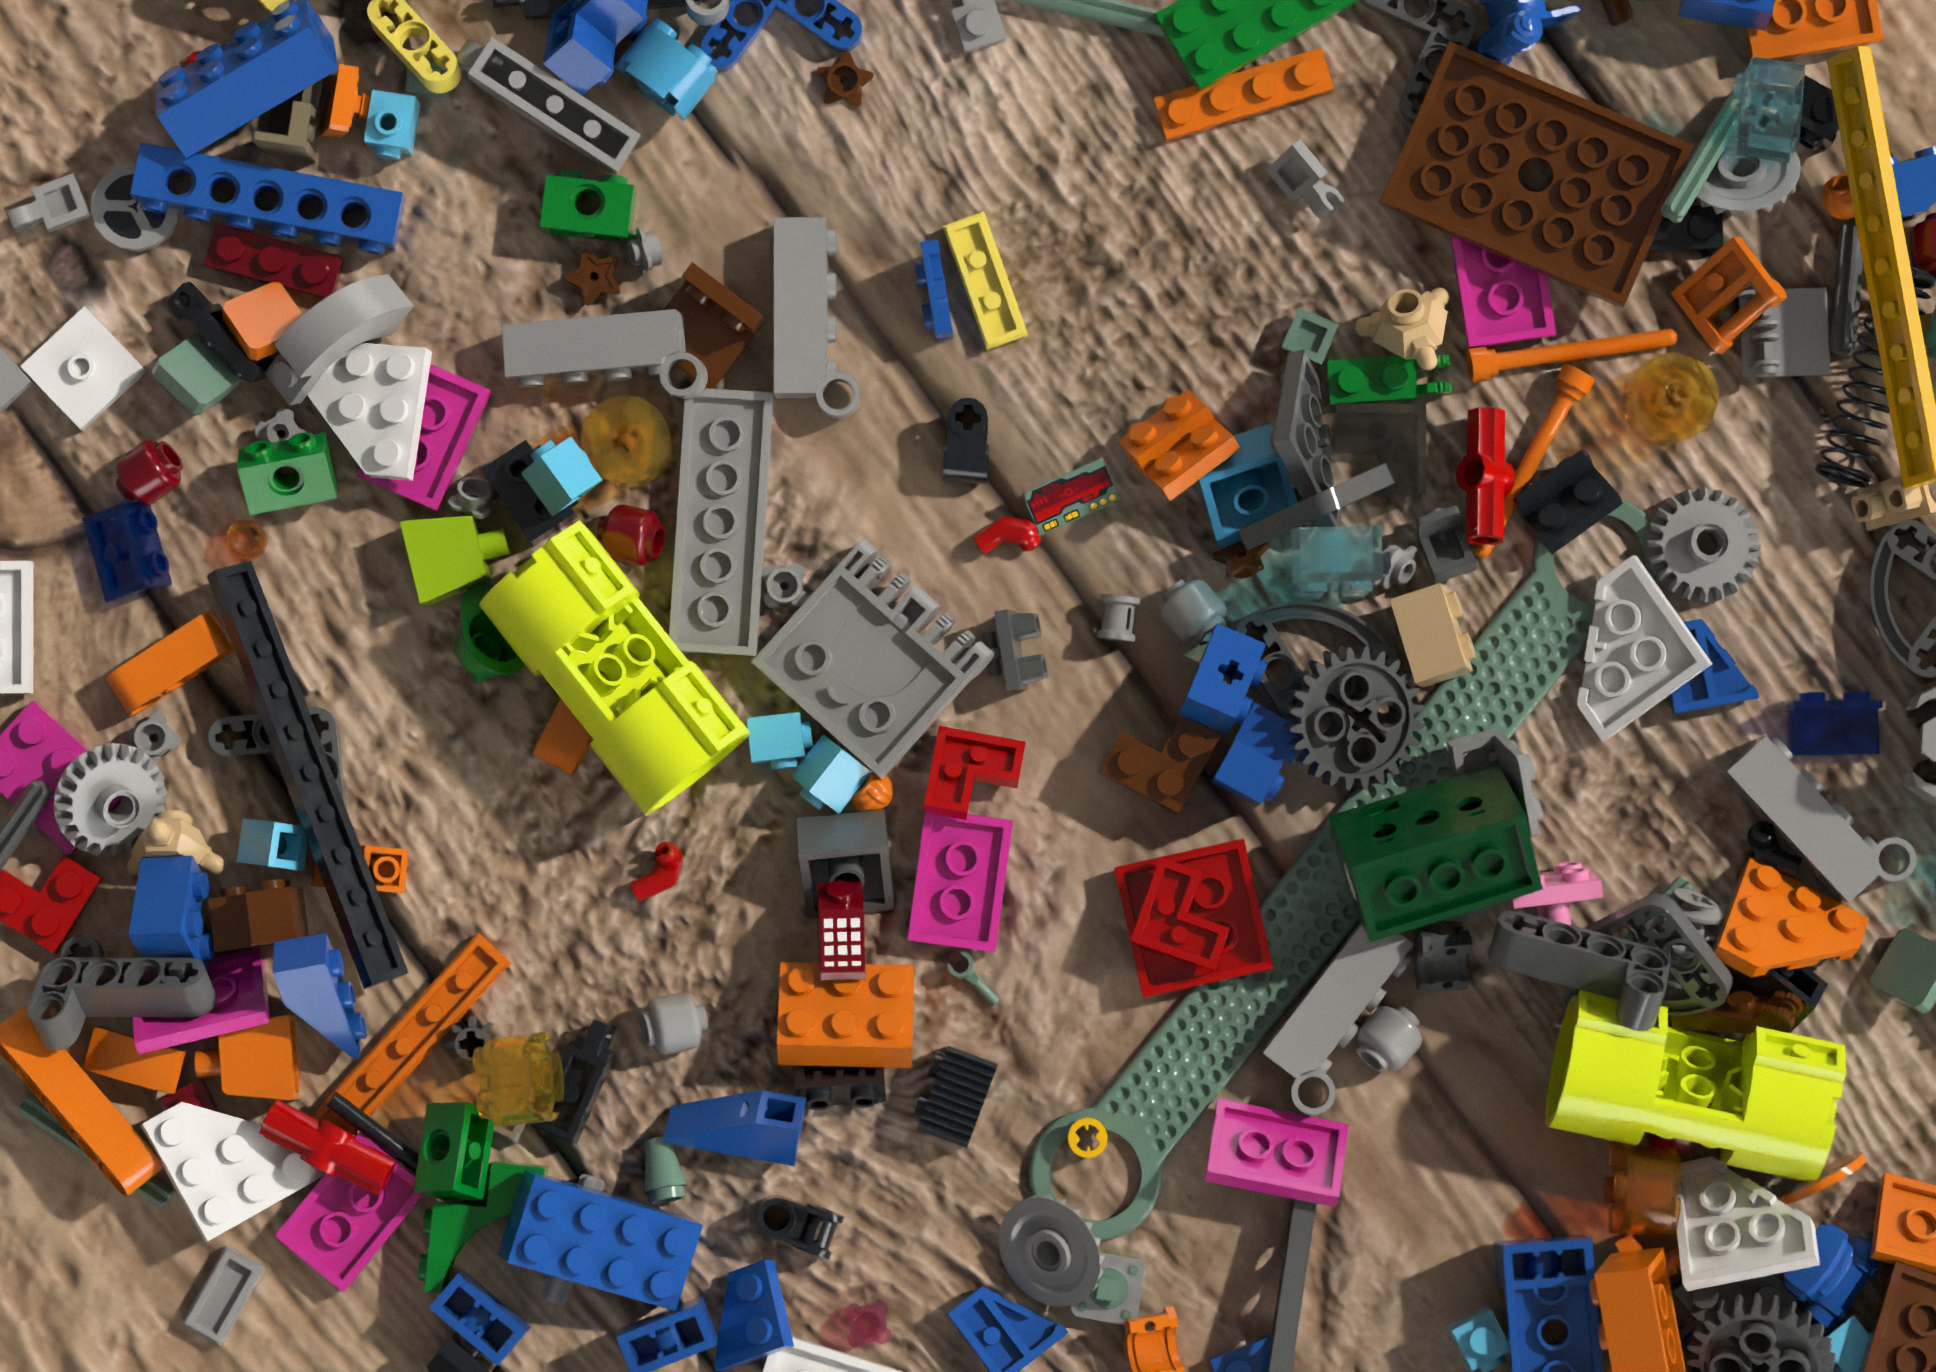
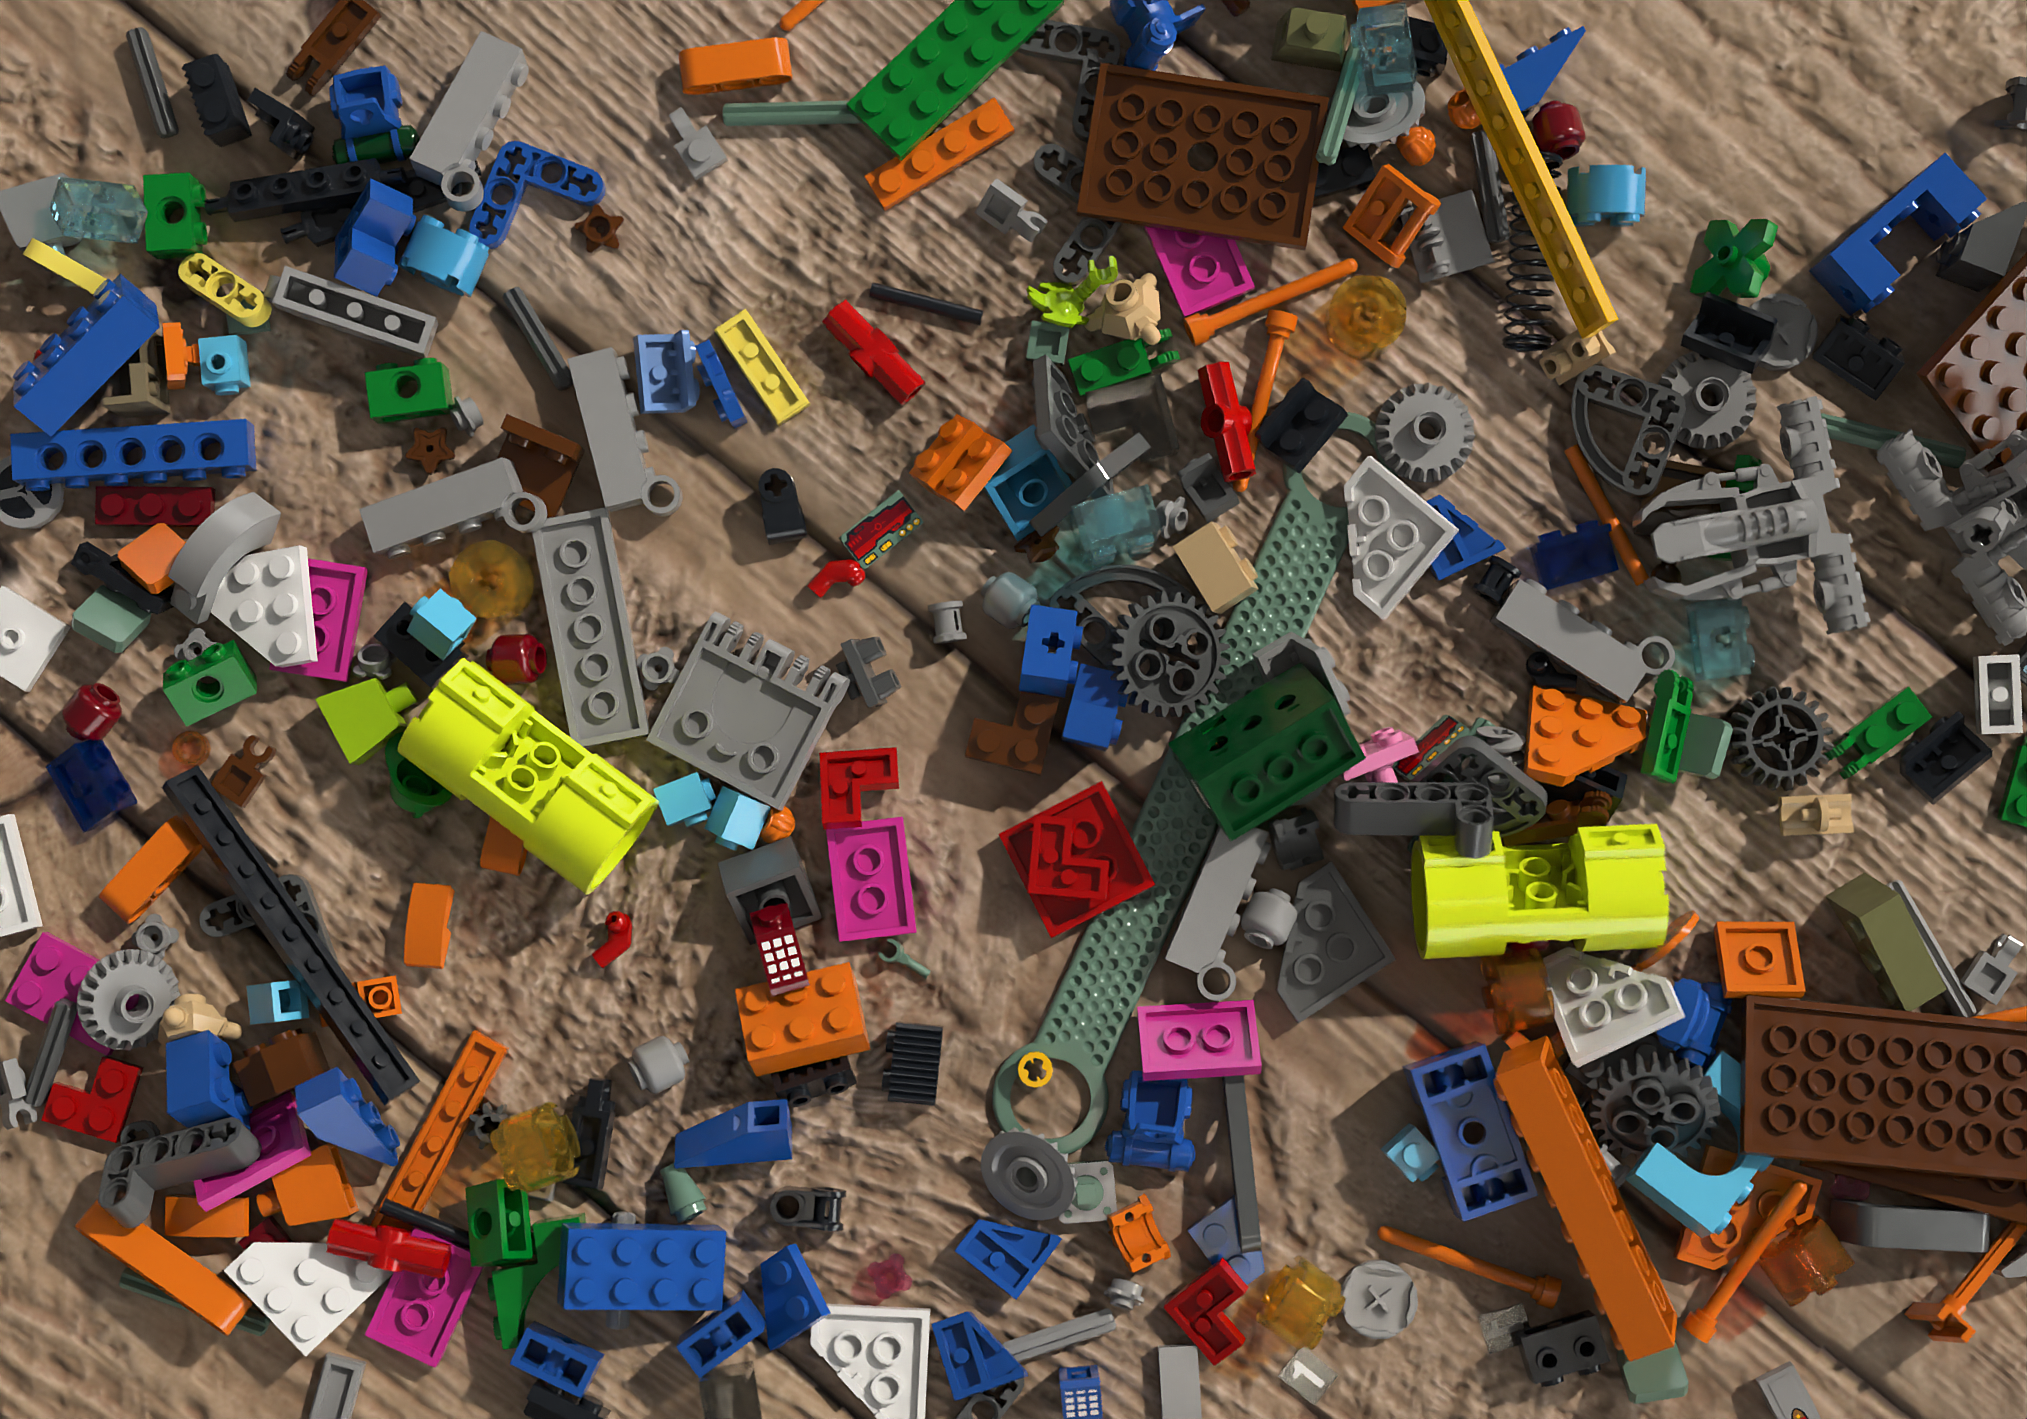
camera: 15 degrees left, 0 degrees up
(293, 585) = (240, 776): none -> reddish brown plate
(458, 803) = (426, 925): none -> orange slope
(746, 185) = (538, 338): none -> dark grey axle
(877, 260) = (666, 372): none -> medium blue bracket
(1113, 297) = (873, 352): none -> red piece
(1185, 257) = (926, 303): none -> black bar
(1202, 1232) = (1153, 1125): none -> blue piece
(1339, 298) = (1063, 303): none -> lime piece
(1356, 242) = (1066, 254): none -> dark grey beam
(1447, 1086) = (1328, 946): none -> dark grey plate
(1617, 895) = (1430, 746): none -> slope
(1690, 74) = (1311, 39): none -> olive torso
(1739, 730) = (1496, 580): none -> black bush
(1778, 225) = (1418, 146): none -> orange piece
(1882, 688) = (1606, 514): none -> orange bar
(1887, 942) = (1668, 727): none -> green hinge

